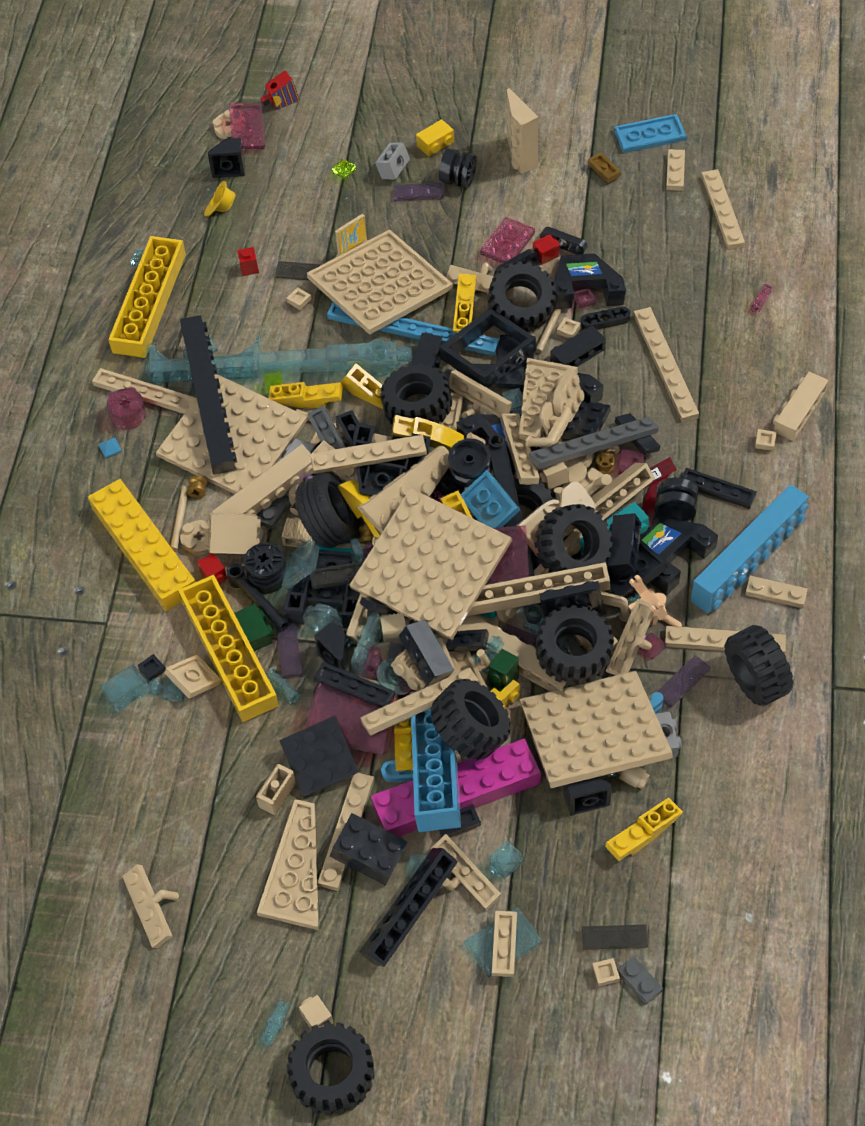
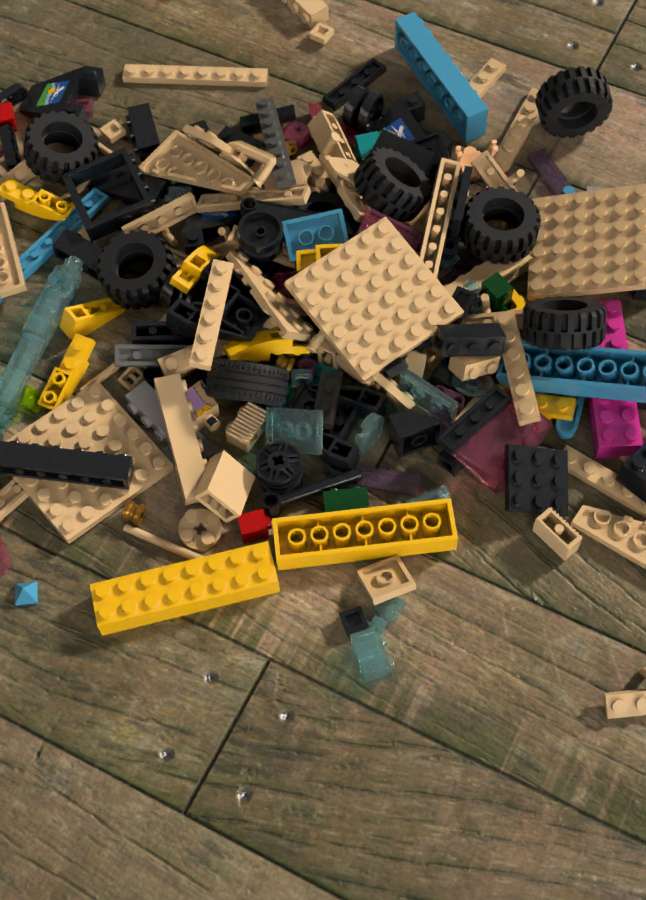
camera: 70 degrees left, 5 degrees up
(610, 313) = (115, 95): black beam -> none

